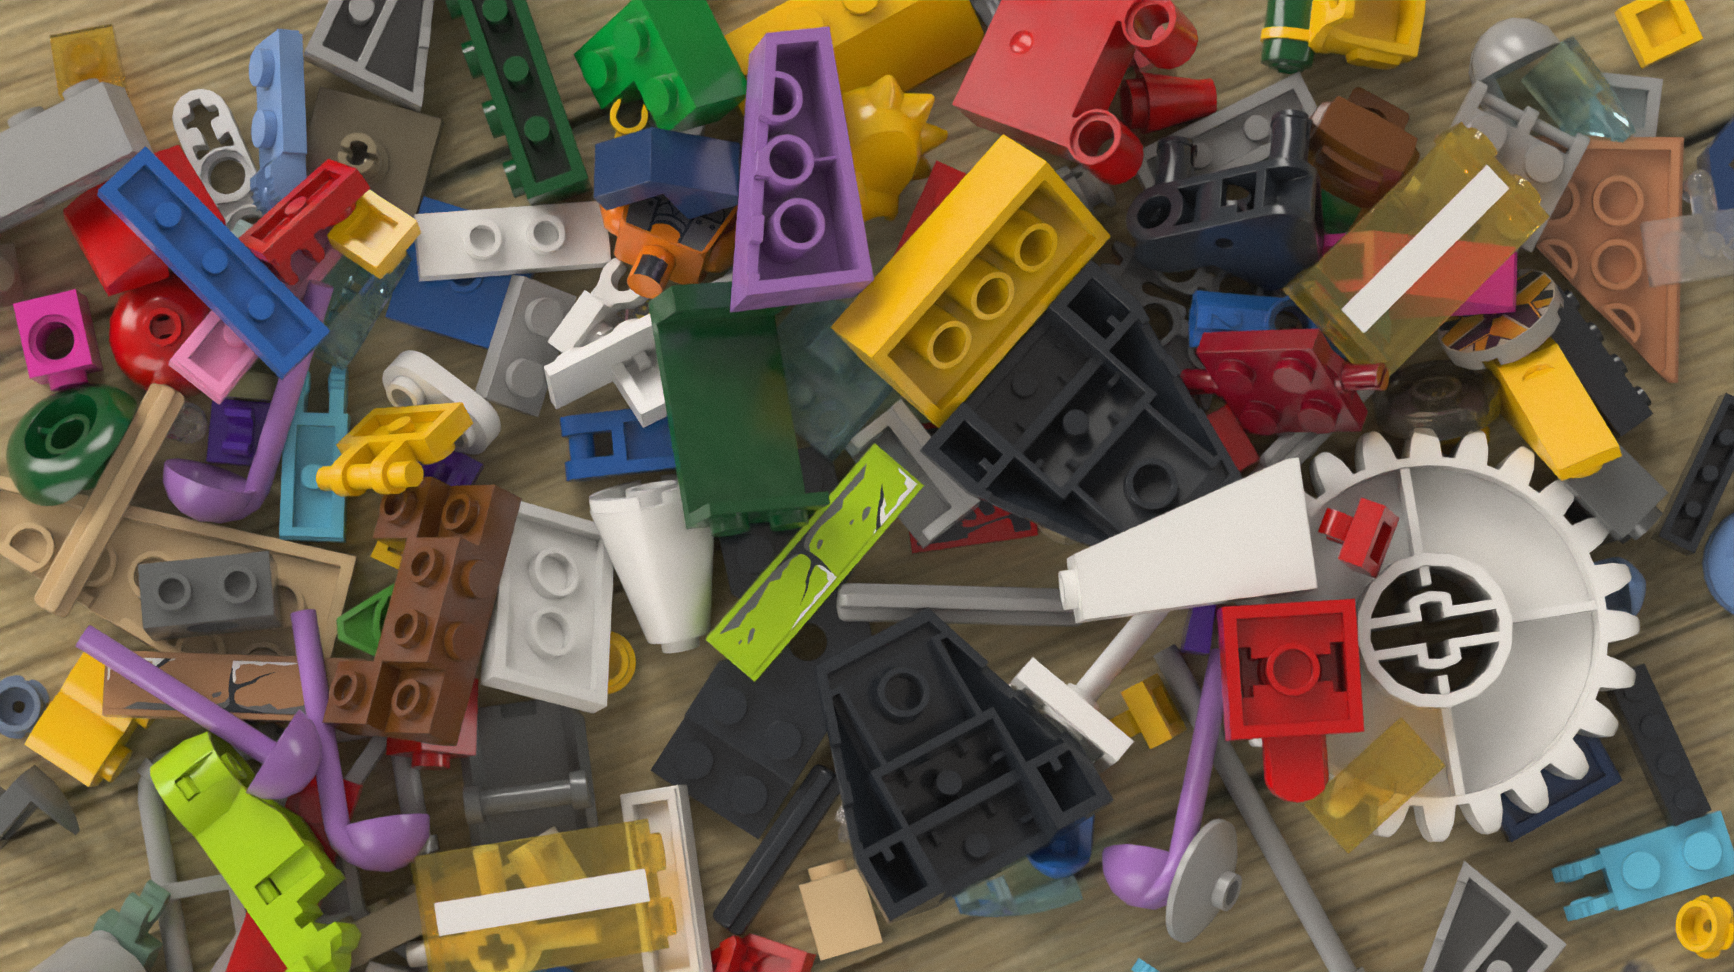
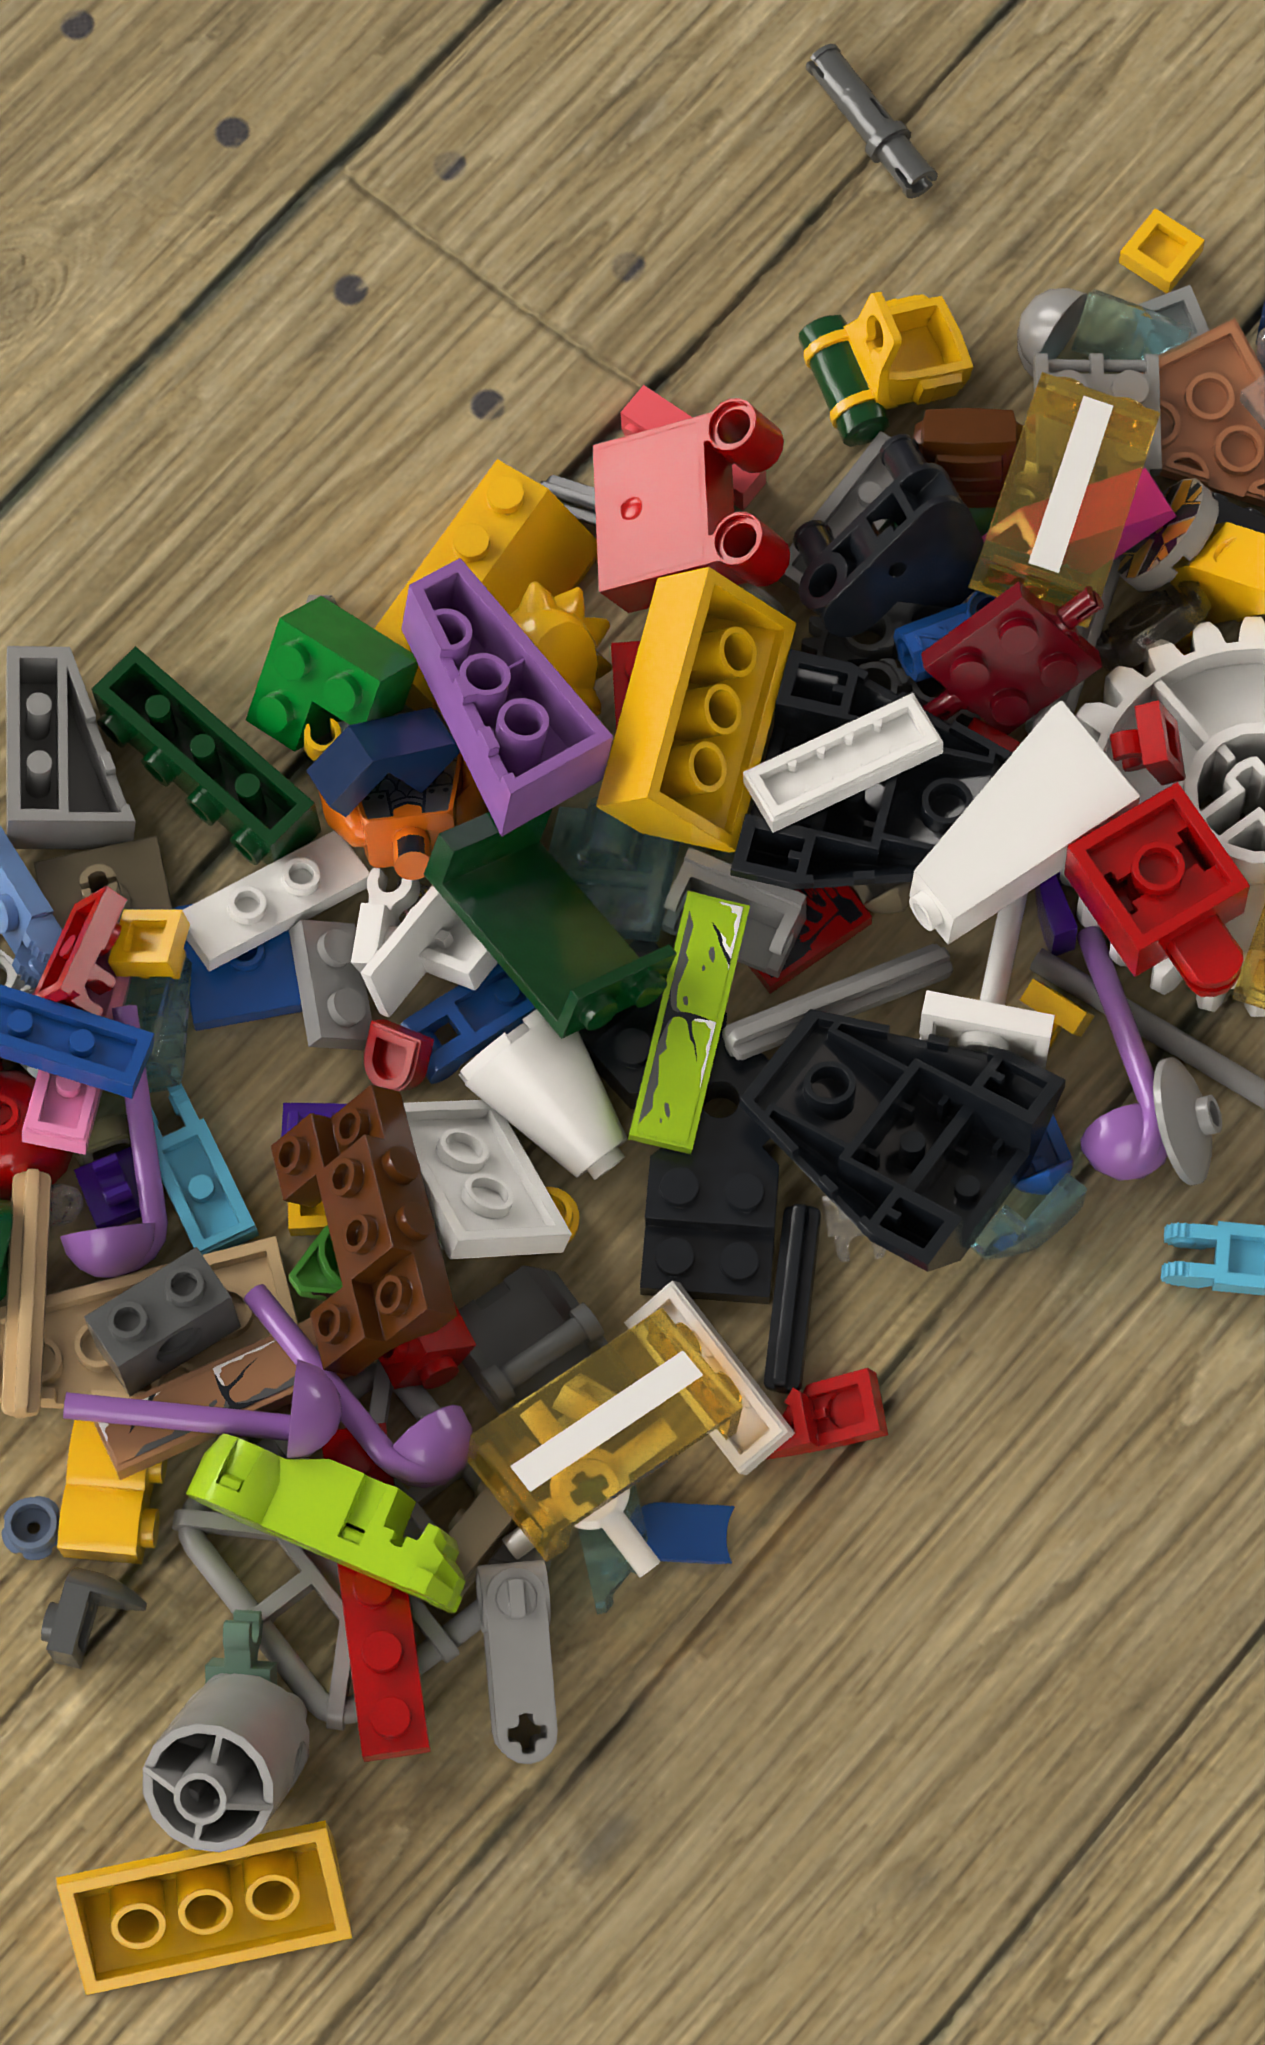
camera: 20 degrees left, 15 degrees down
(388, 444) = (262, 1115): yellow plate -> none
(421, 381) = (280, 1067): white plate -> none
(547, 443) = (396, 1055): none -> red tile
(839, 910) = (877, 1318): tan brick -> none
(1076, 401) = (843, 762): none -> white plate
(1162, 101) = (786, 506): red cone -> none

